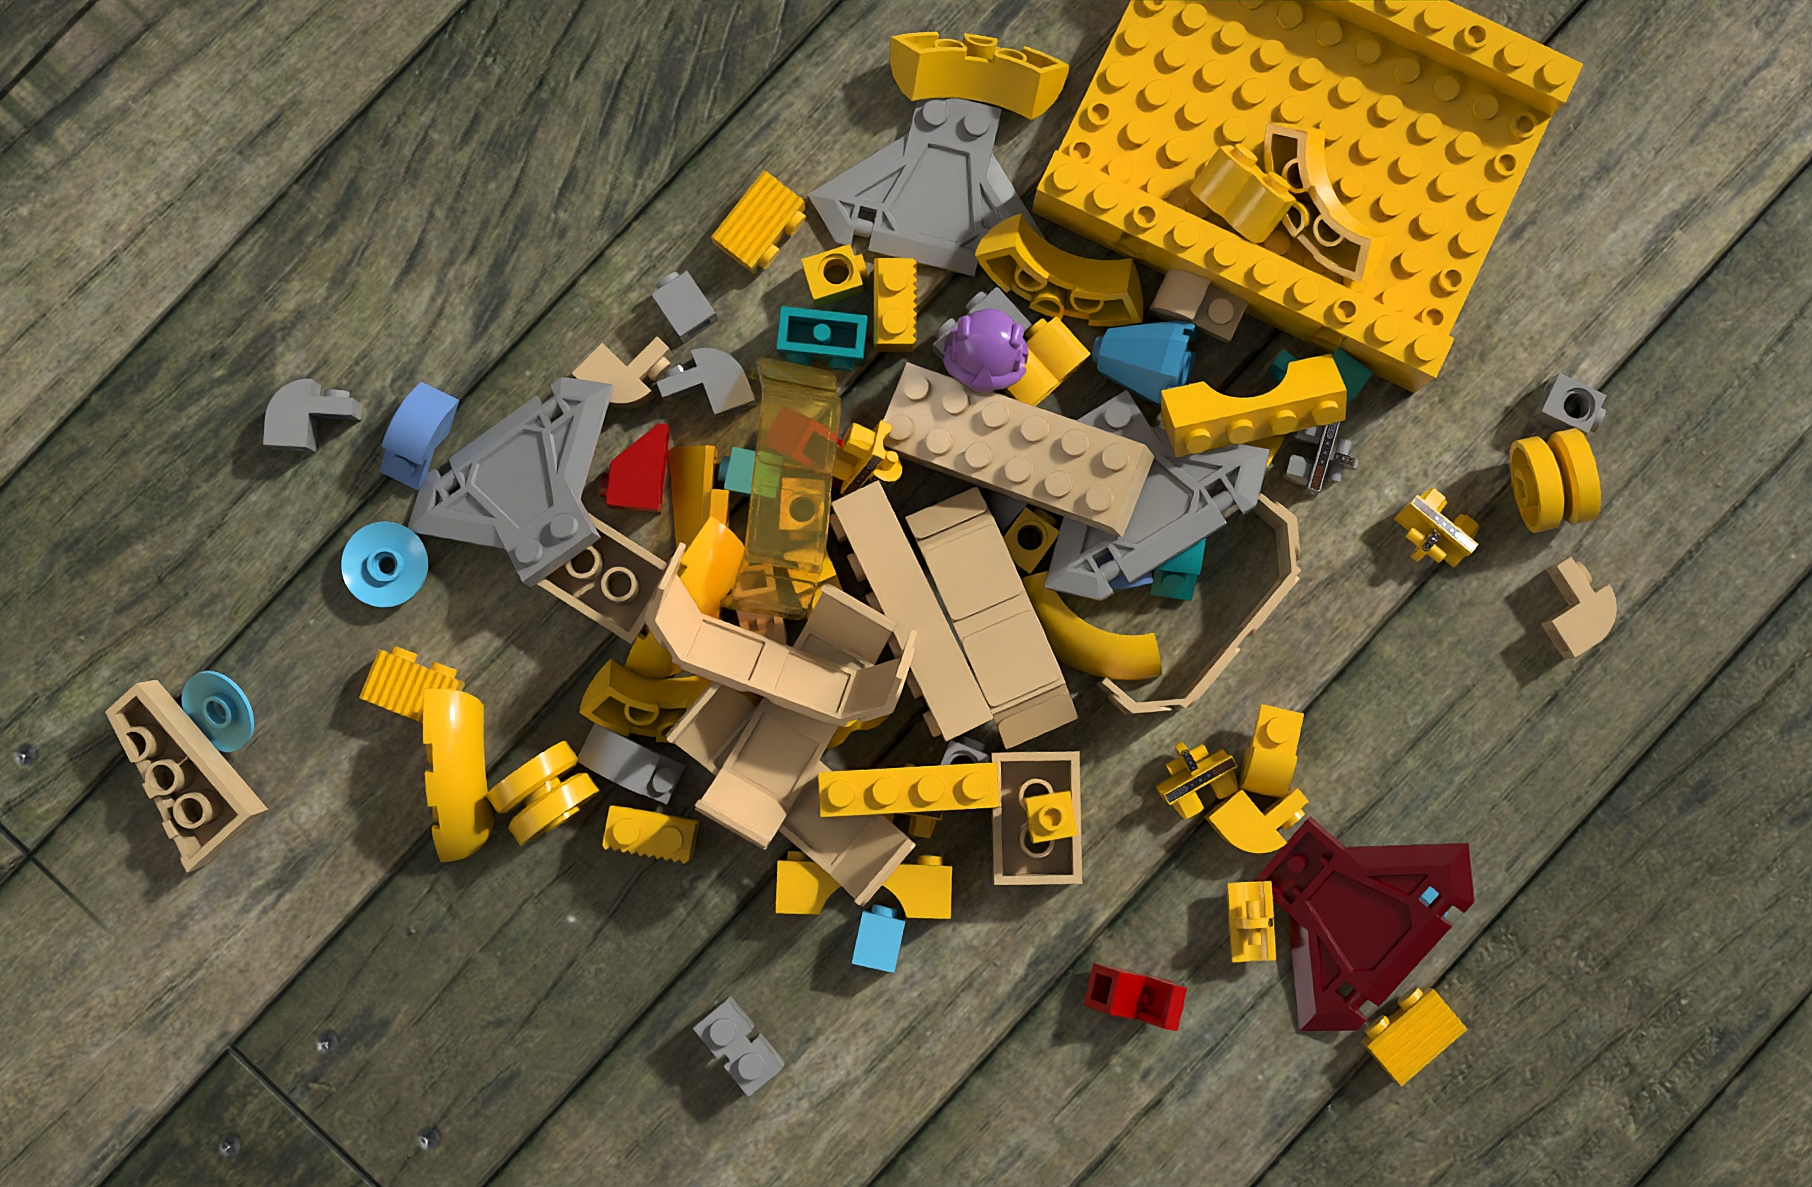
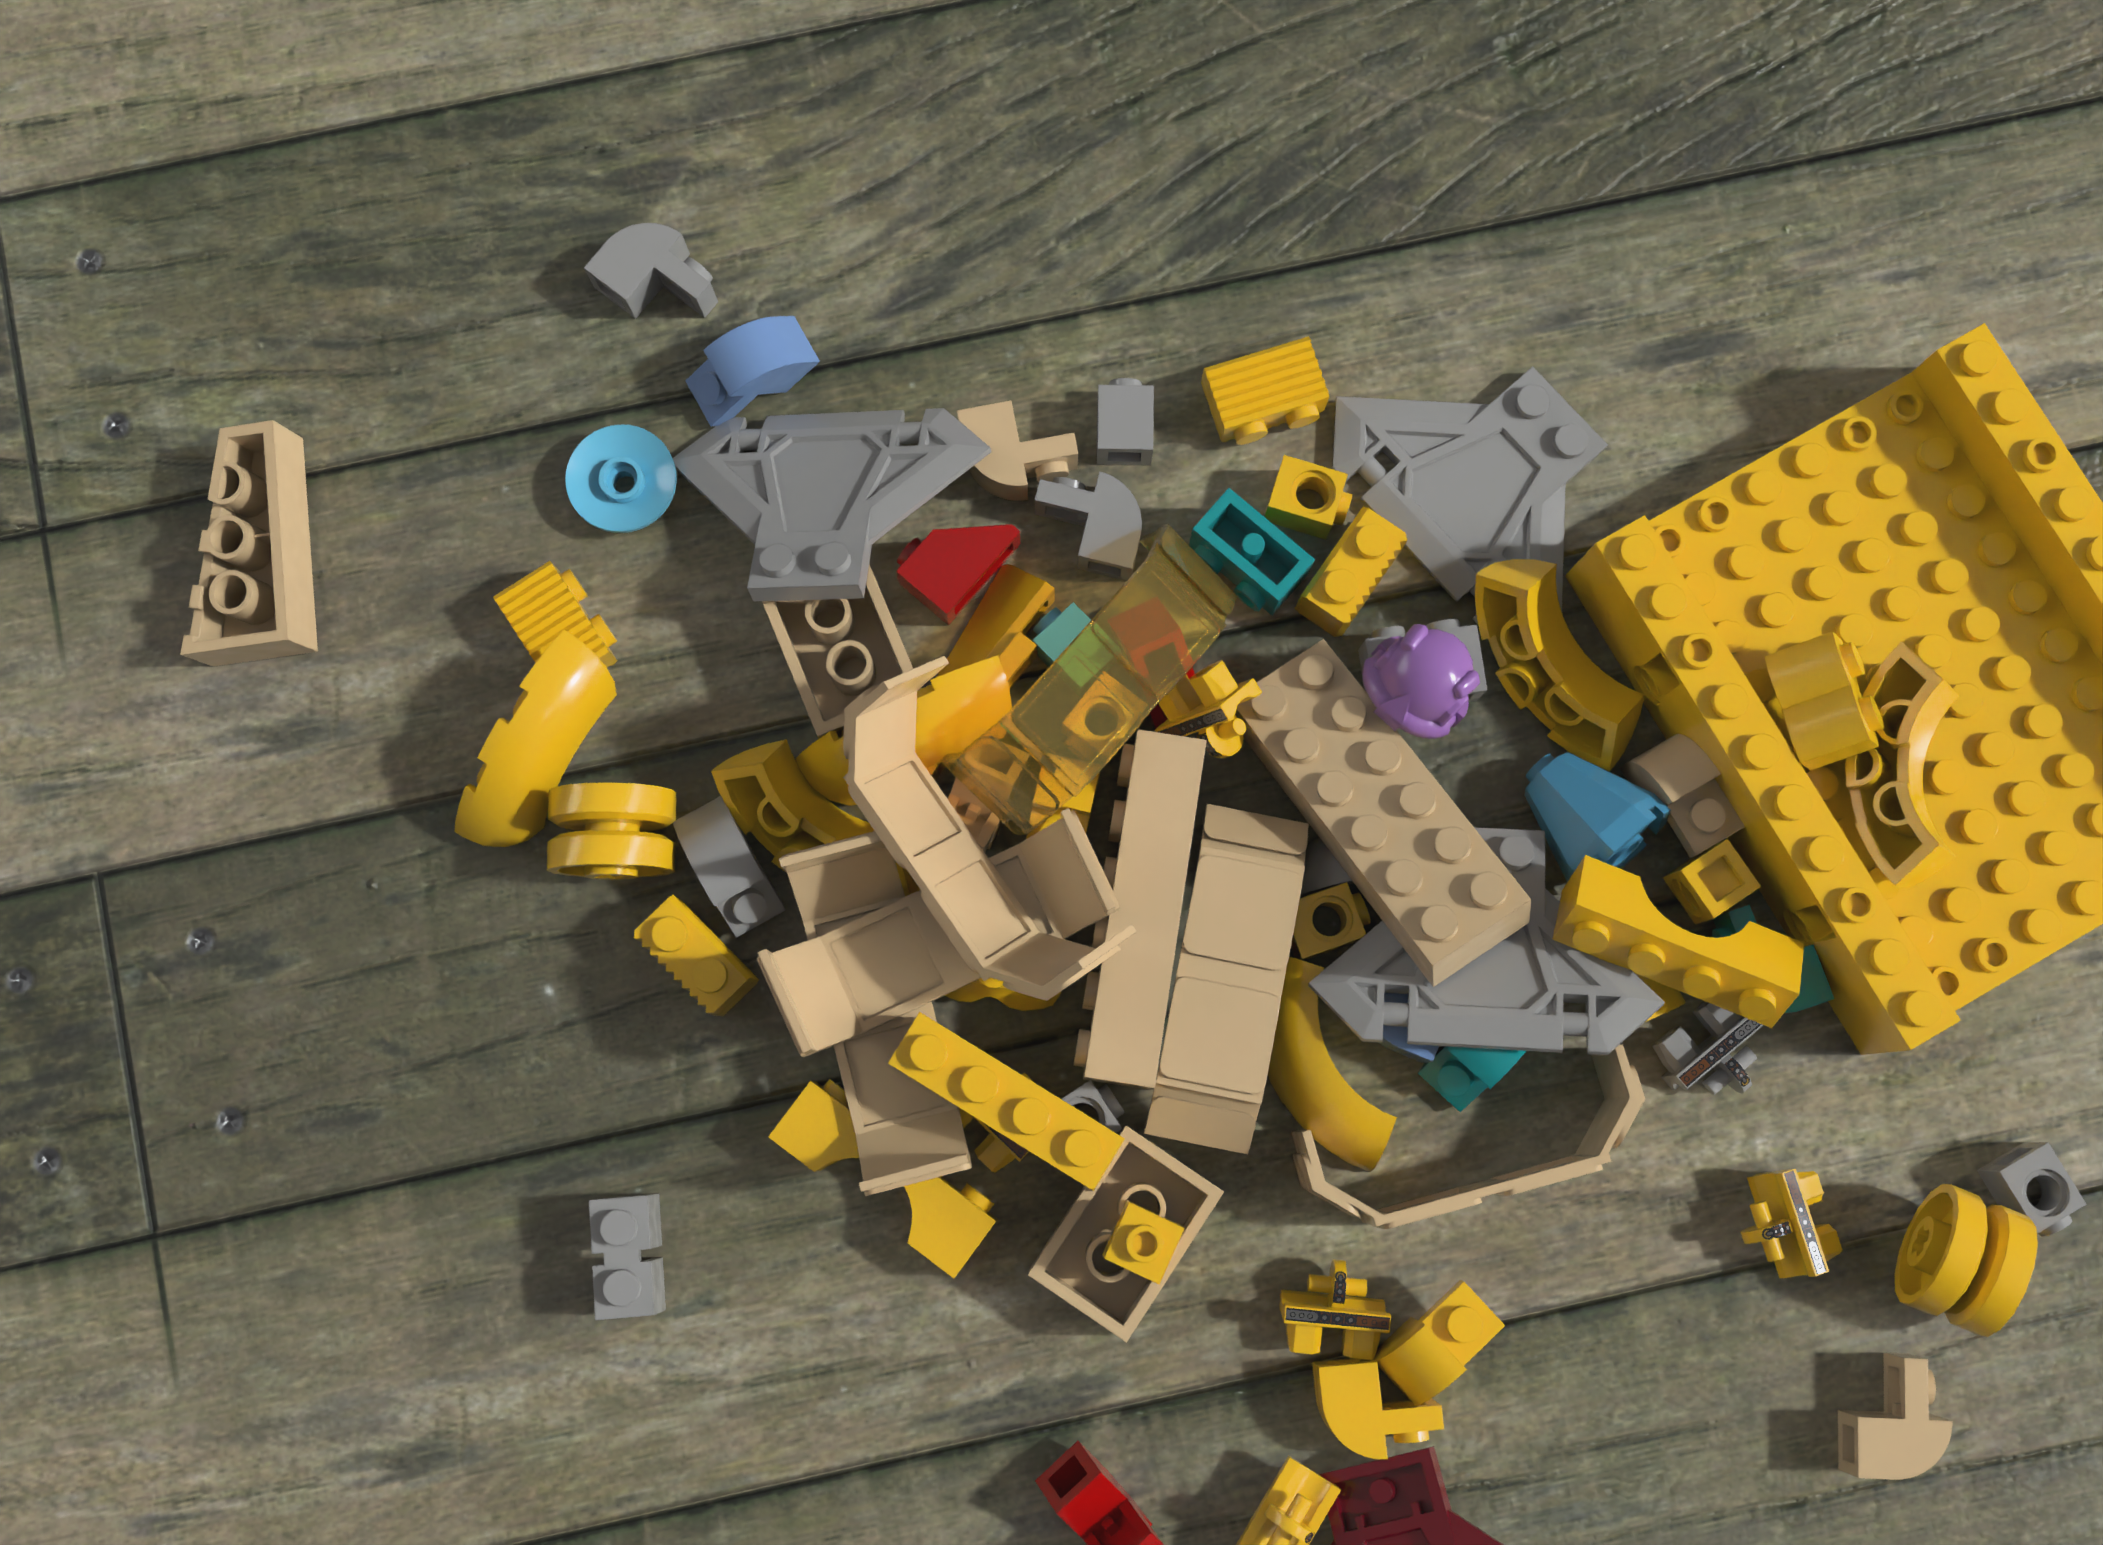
camera: 35 degrees right, 5 degrees down
(218, 710) = (340, 511): medium azure dish -> none
(879, 938) = (861, 1245): medium azure brick -> none
(976, 71) = (1606, 387): yellow brick -> none
(1051, 361) = (1481, 746): yellow brick -> none
(1251, 350) = (1712, 882): none -> yellow brick

